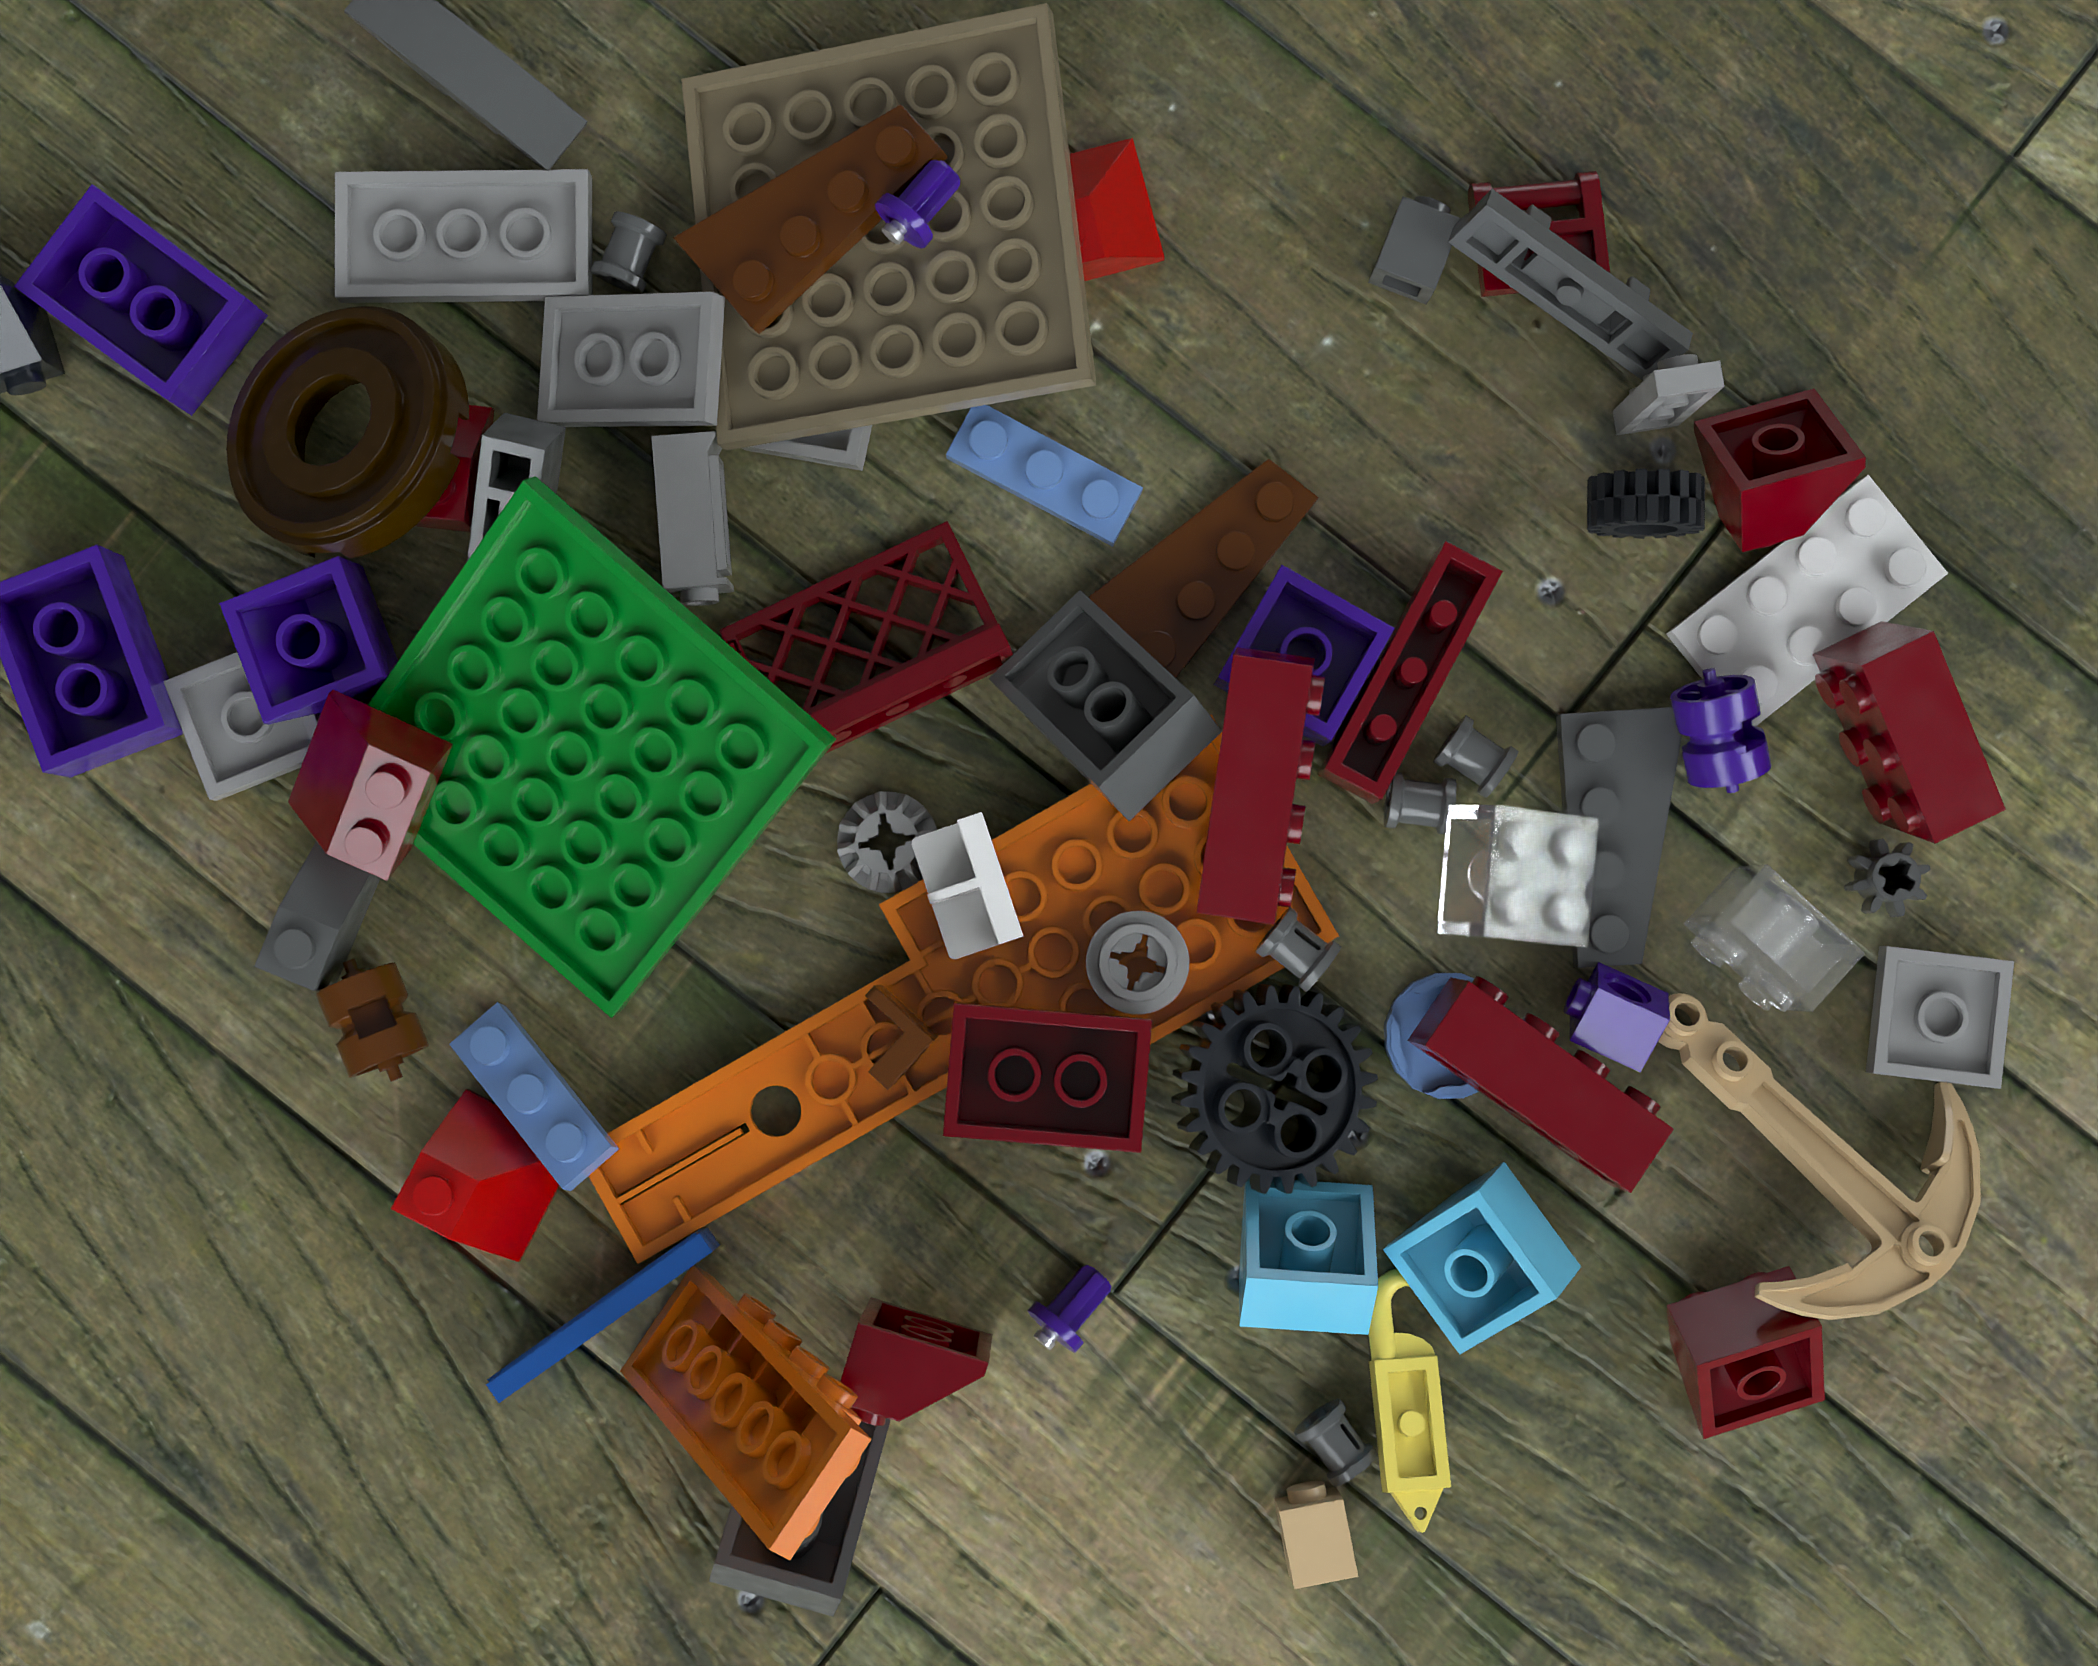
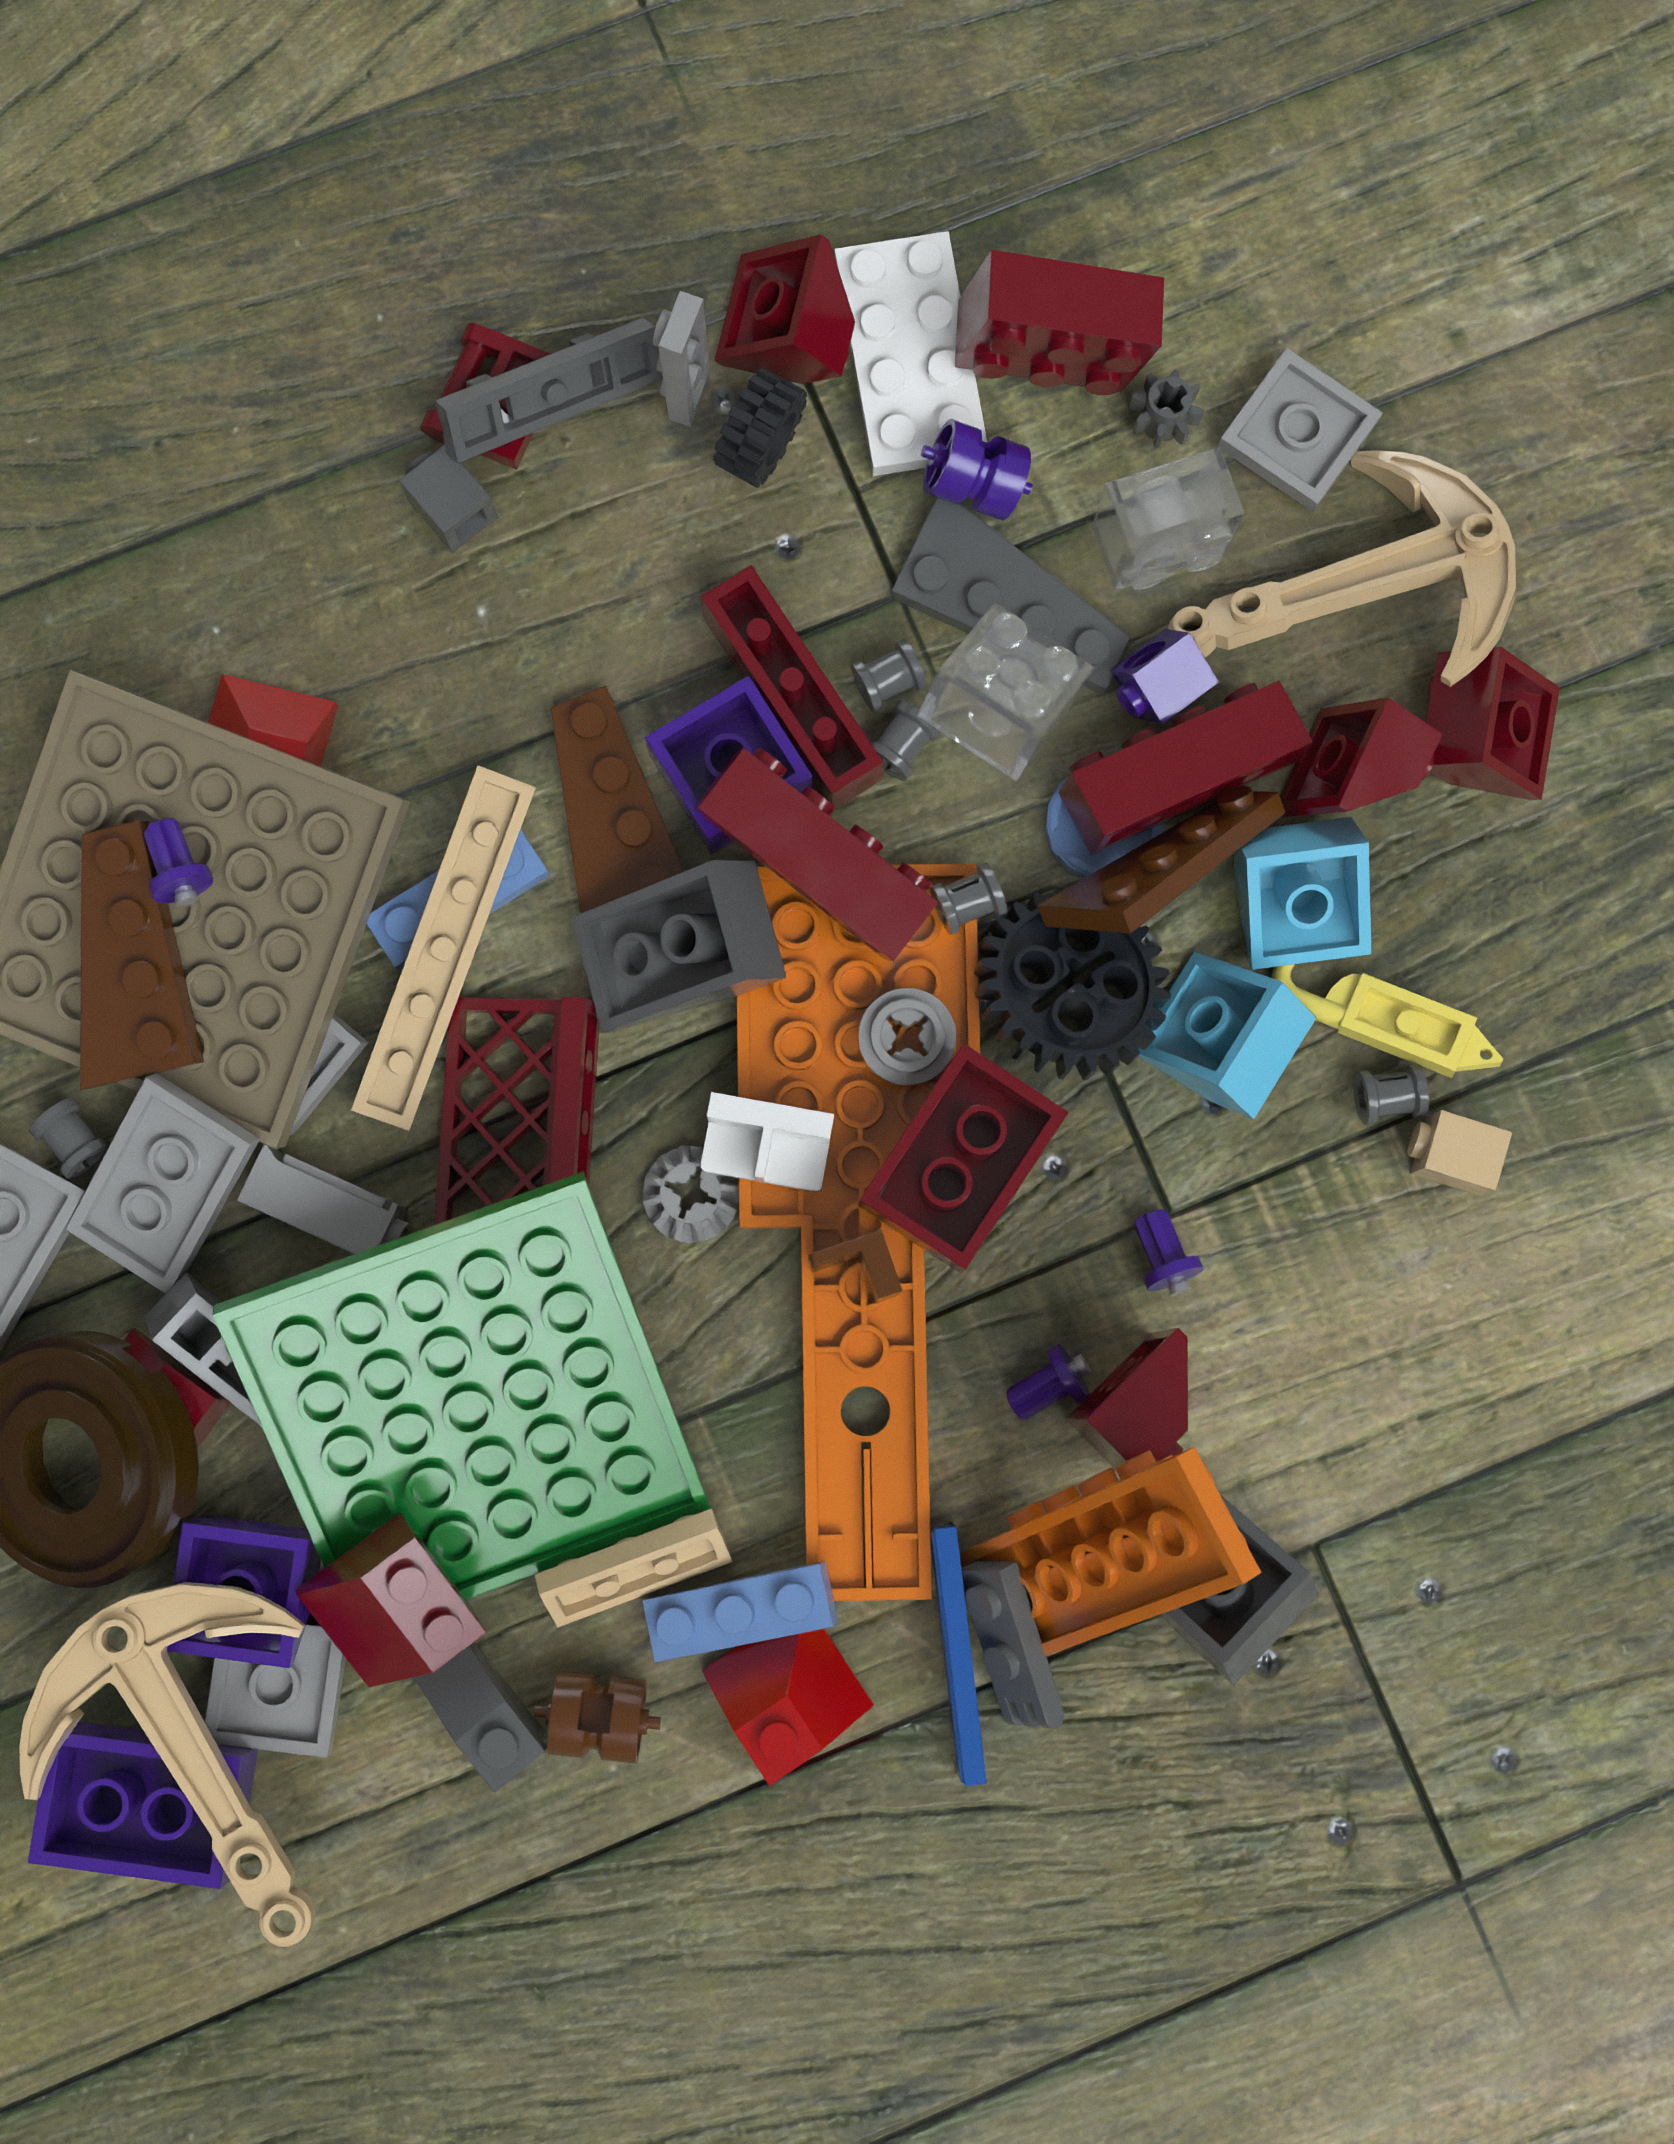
camera: 65 degrees left, 5 degrees down
(158, 651) = (172, 1724): none -> tan piece
(521, 978) = (633, 1568): none -> tan plate
(636, 1358) = (1011, 1644): none -> dark grey hinge
(892, 1267) = (1050, 1384): none -> dark purple piece
(986, 489) = (443, 948): none -> tan plate
(1424, 1114) = (1161, 869): none -> reddish brown wing
(1637, 1245) = (1359, 758): none -> dark red slope

